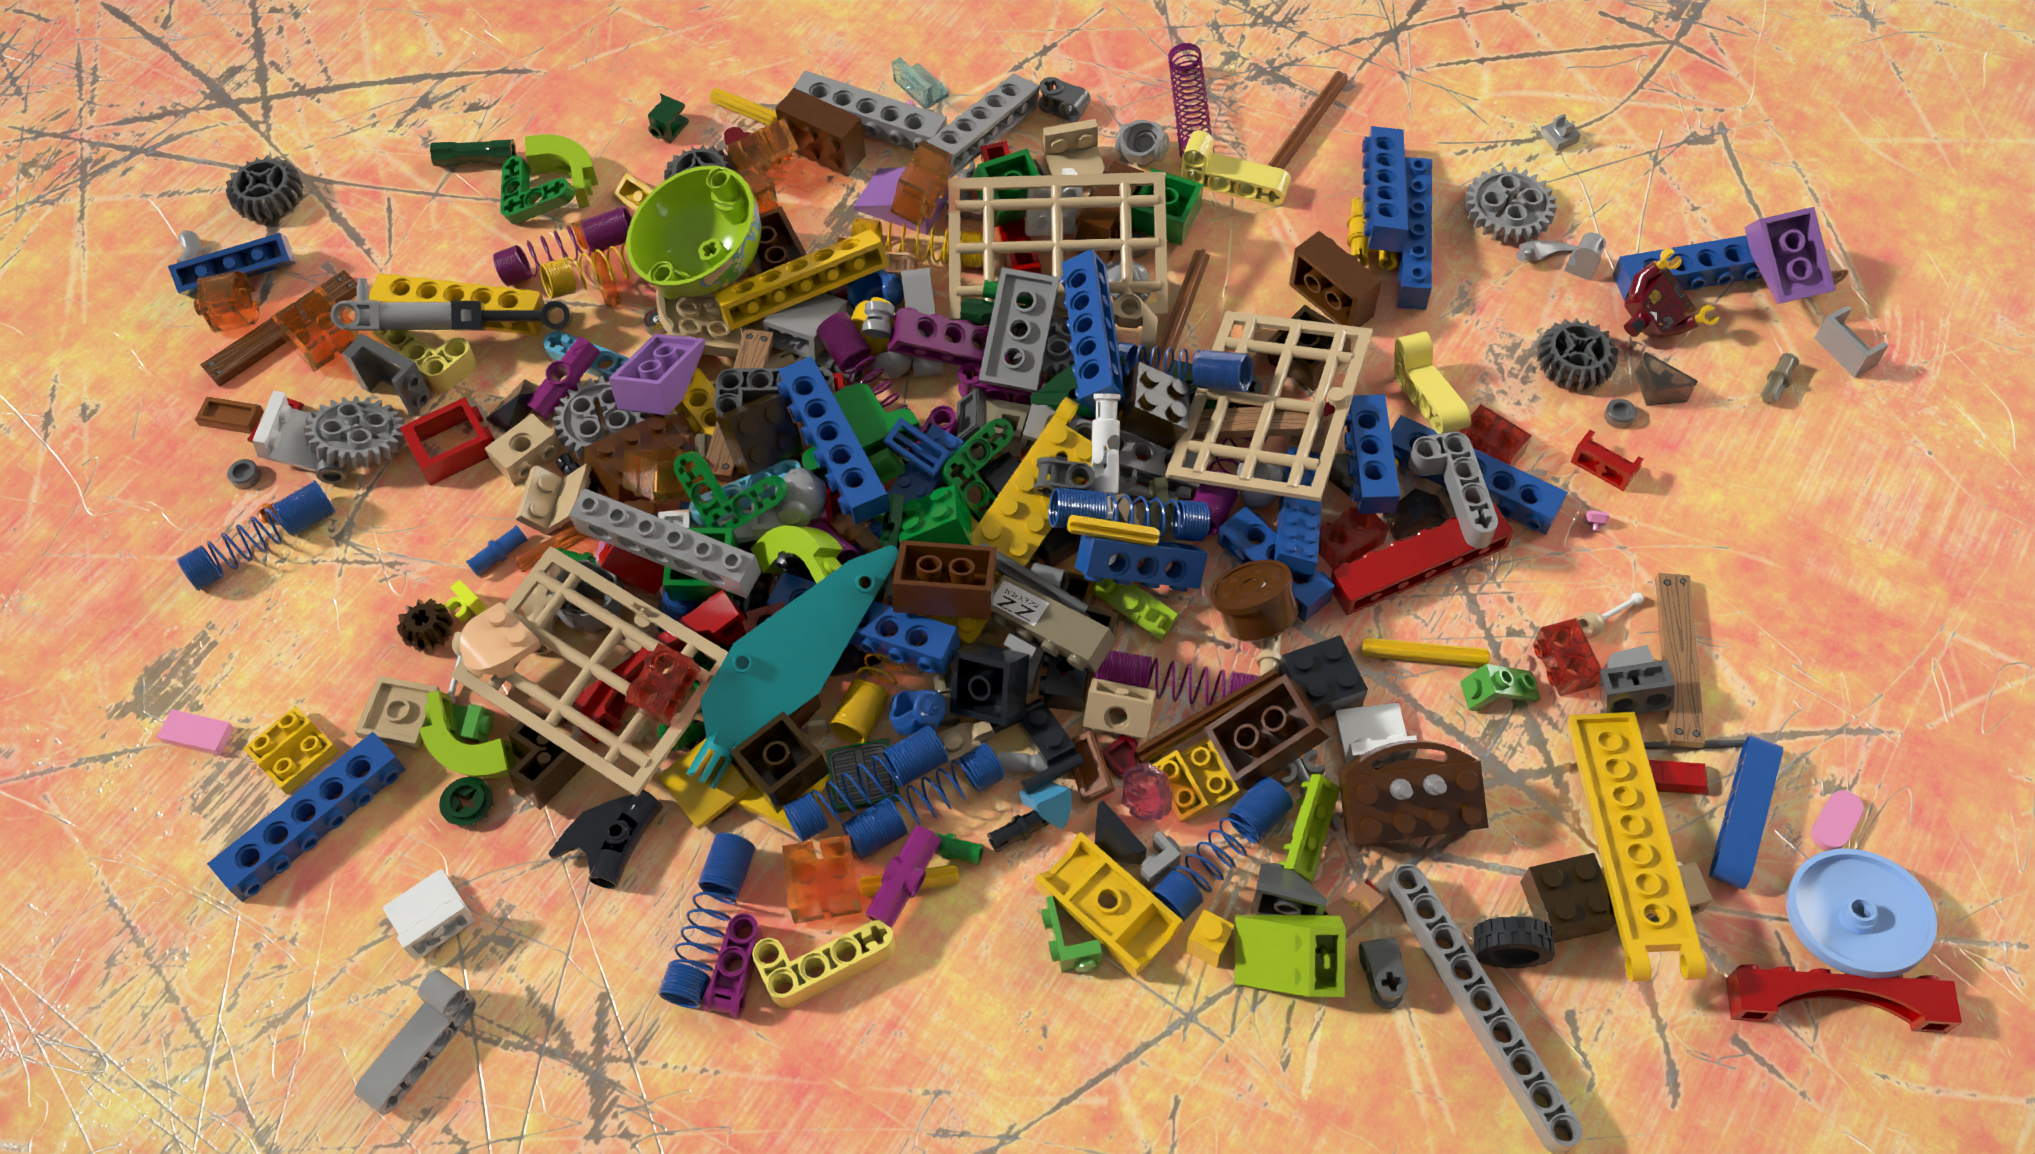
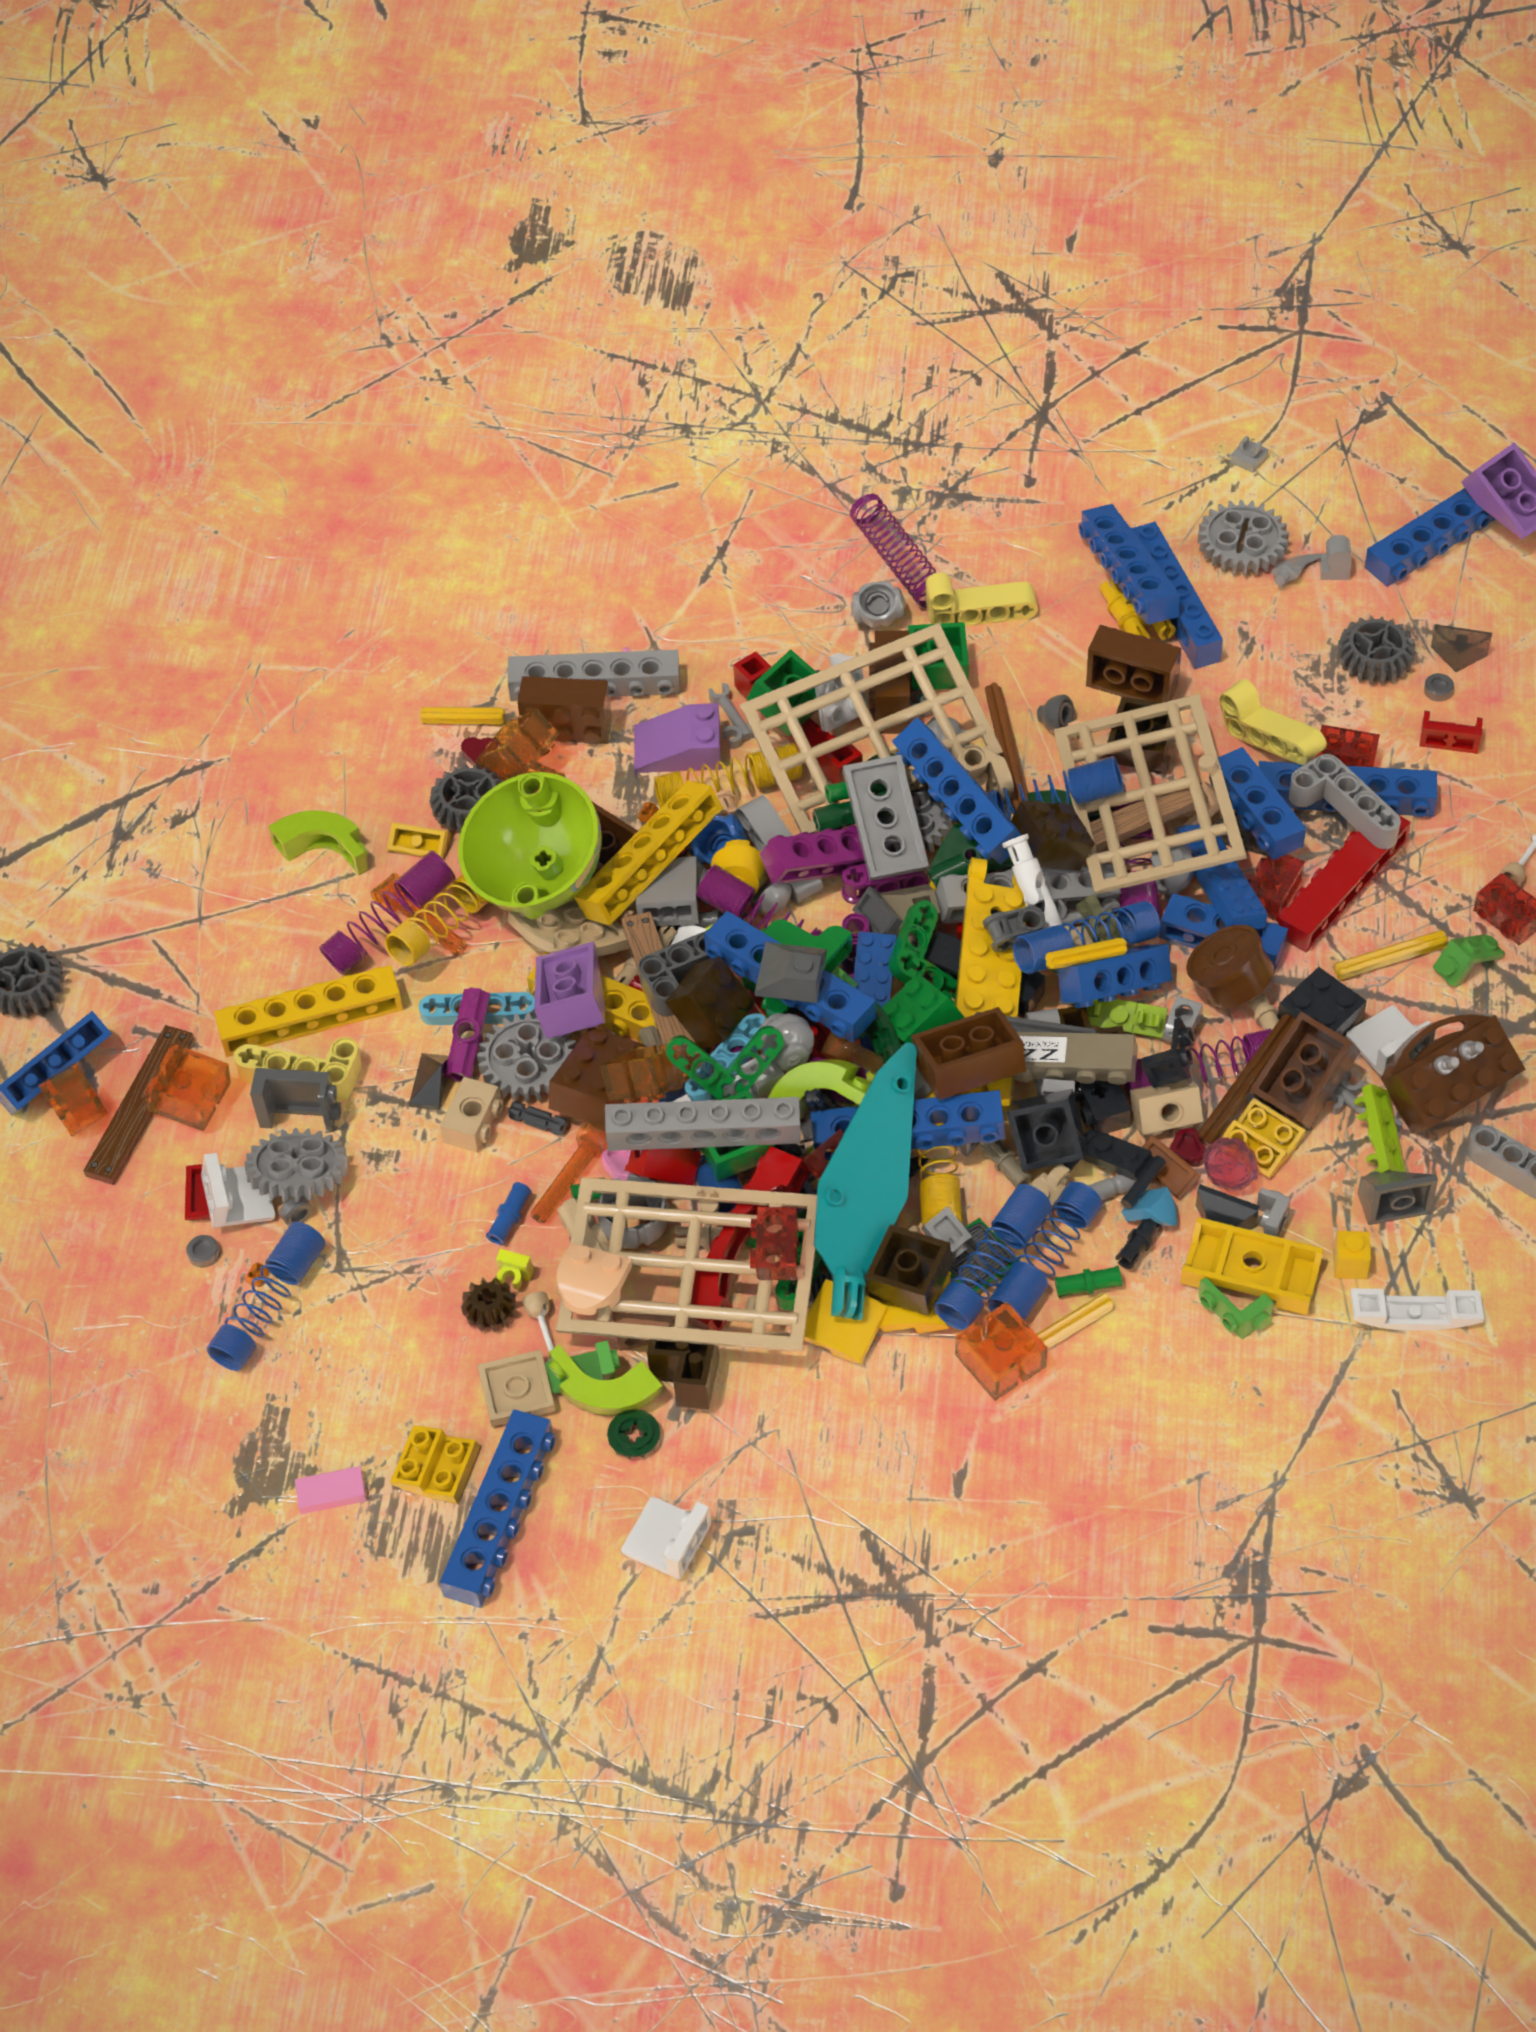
camera: 25 degrees left, 5 degrees down
(229, 415) = (146, 1205): dark orange tile -> none
(417, 1044) = (733, 1635): light grey beam -> none
(435, 315) = (314, 1023): light grey piece -> none
(457, 458) = (379, 1163): red window -> none
(472, 152) = (217, 862): dark green axle -> none
(520, 204) = (298, 887): green beam -> none
(550, 498) = (540, 1146): tan bracket -> none
(609, 835) = (786, 1401): black pin -> none
(652, 323) = (517, 950): tile -> none
(665, 119) = (394, 755): dark green window -> none
(720, 877) = (913, 1391): blue piece -> none
(729, 989) = (974, 1473): magenta piece -> none
(825, 956) = (1043, 1413): light yellow beam -> none
(828, 435) = (791, 972): none -> dark grey slope
(838, 742) = (949, 1229): none -> light grey bracket
(878, 319) = (752, 858): light grey wheel -> none
(888, 442) = (838, 951): blue tile -> none
(903, 876) = (1071, 1318): magenta piece -> none
(916, 710) = (995, 1181): blue hair -> none
(918, 83) = (621, 629): clear light blue panel -> none
(922, 183) = (713, 719): clear orange piece -> none
(987, 120) = (718, 646): light grey brick -> none
(1063, 101) = (776, 592): dark grey piece -> none
(1073, 147) = (816, 637): tan bracket -> none
(1143, 671) = (1172, 1064): none -> black bracket
(1186, 633) = (1190, 1017): none -> light grey leg
(1241, 1025) = (1417, 1313): none -> white slope
(1244, 296) = (1056, 712): none -> dark grey brick
(1253, 818) = (1328, 1149): blue piece -> none
(1291, 954) = (1426, 1235): lime slope -> none
(1309, 120) = (1016, 526): dark orange axle -> none
(1357, 905) = (1452, 1183): nougat leg -> none
(1382, 966) = (1503, 1219): dark grey piece -> none
(1414, 513) = (1319, 843): clear smoke slope -> none
(1596, 518) = (1469, 785): bright pink rock -> none
(1660, 303) = (1423, 576): dark red torso -> none

